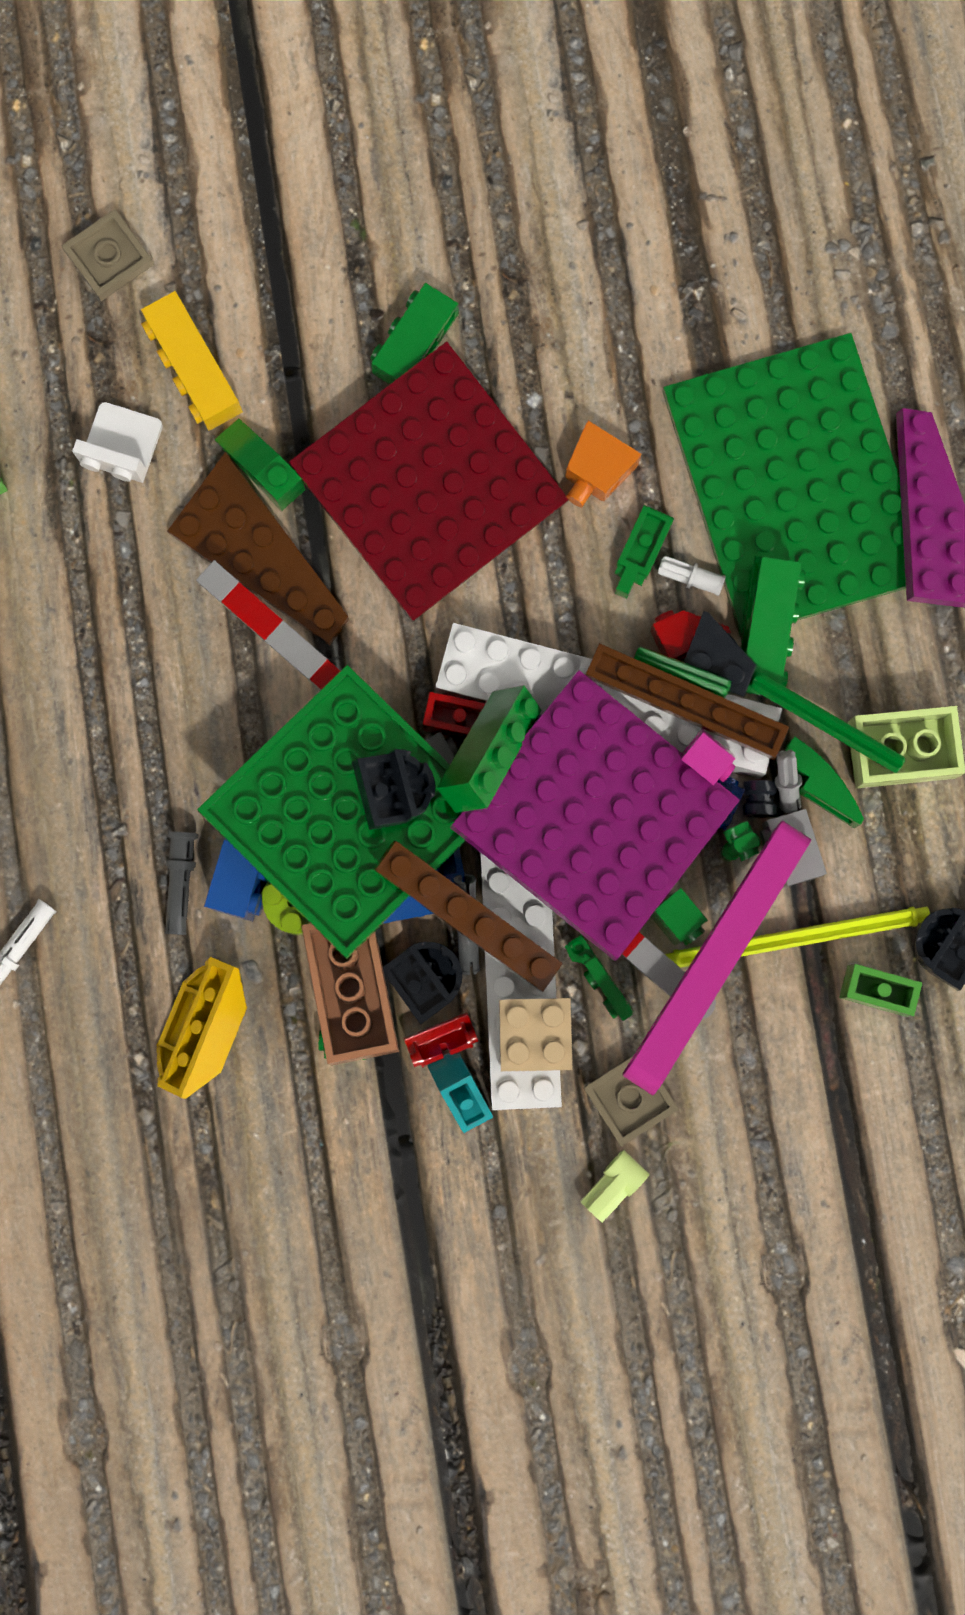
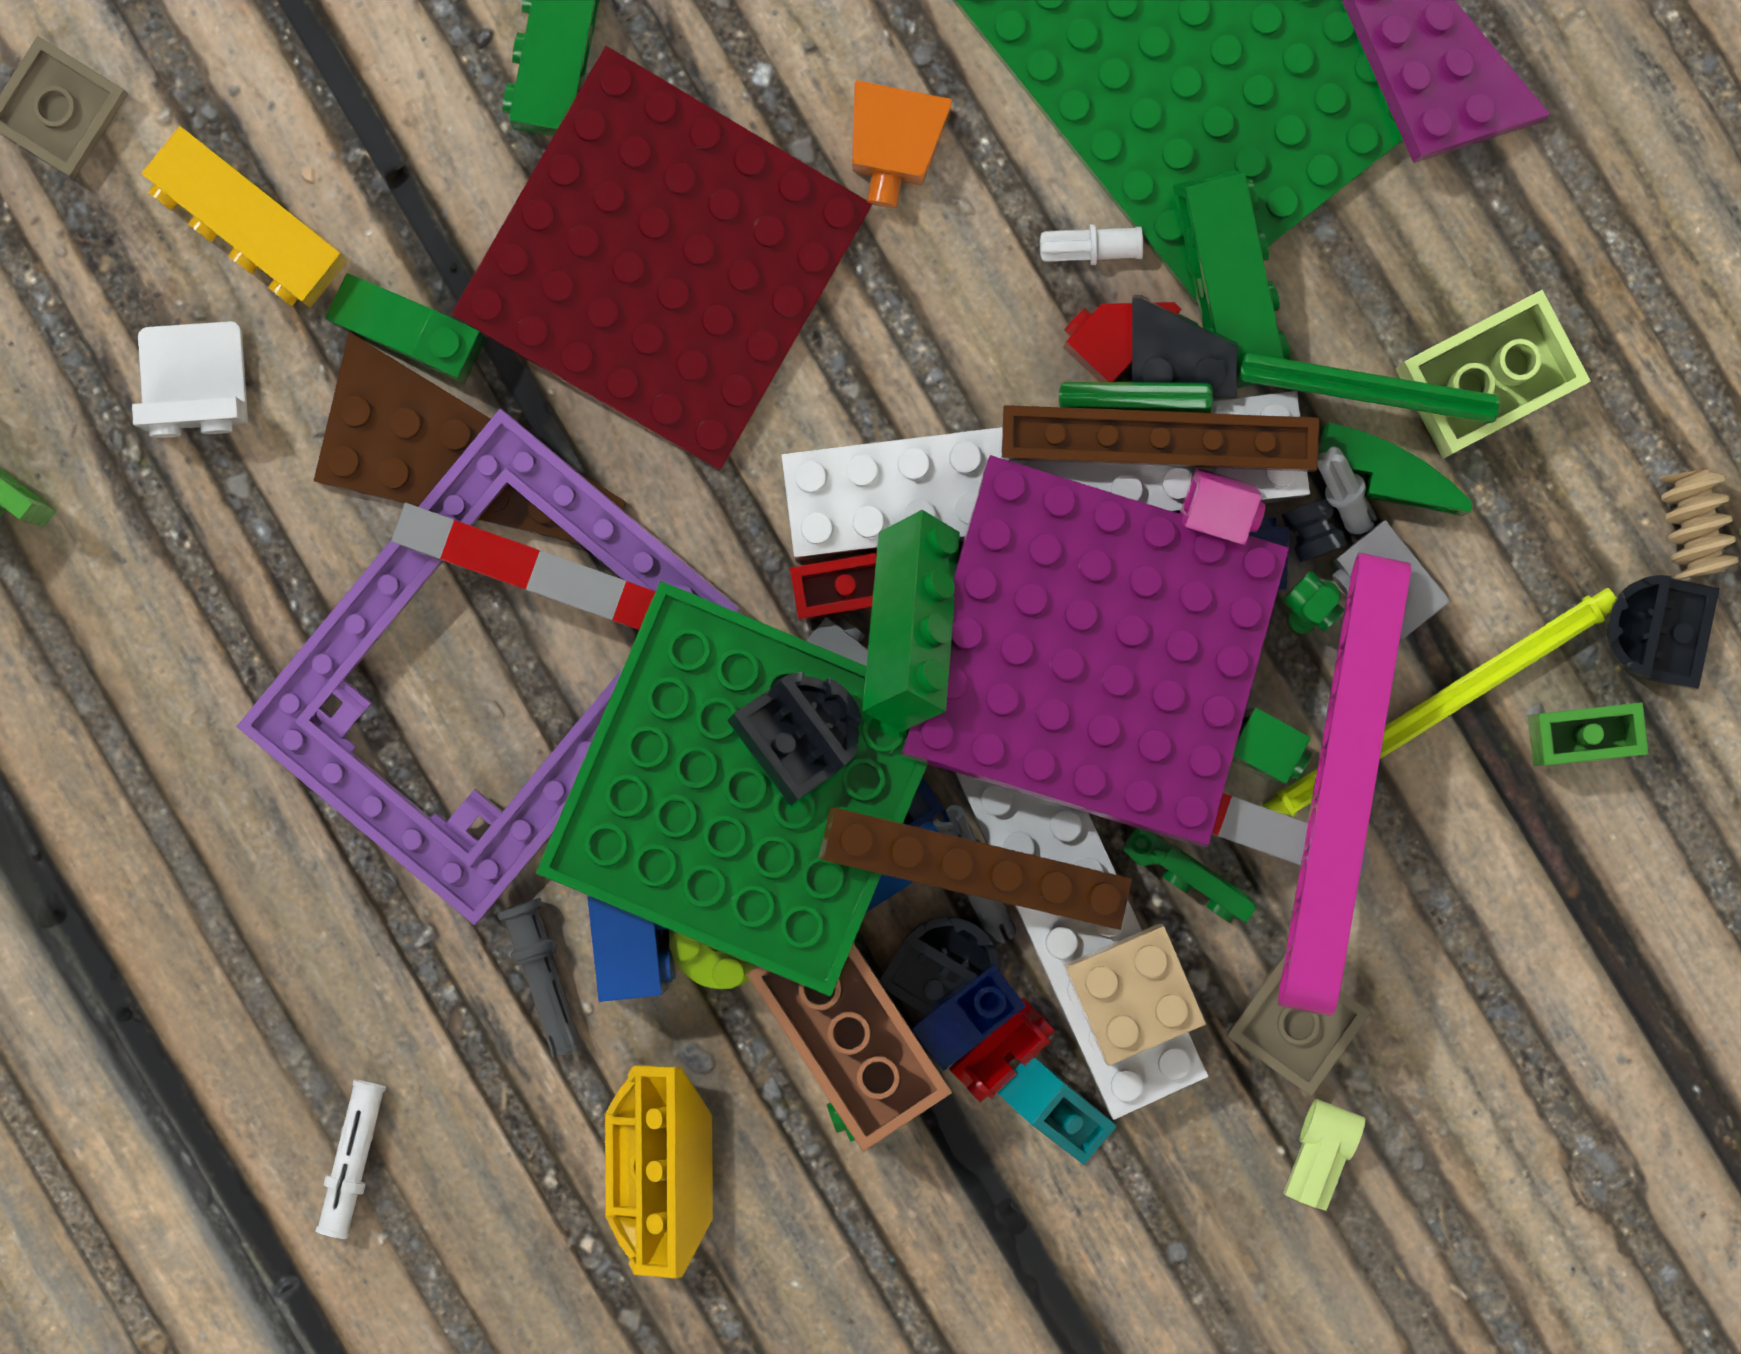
camera: 20 degrees left, 5 degrees up
(100, 686) = (313, 744): none -> medium lavender plate
(427, 1008) = (967, 1016): none -> clear blue slope
(641, 549) = (1005, 234): green hinge -> none

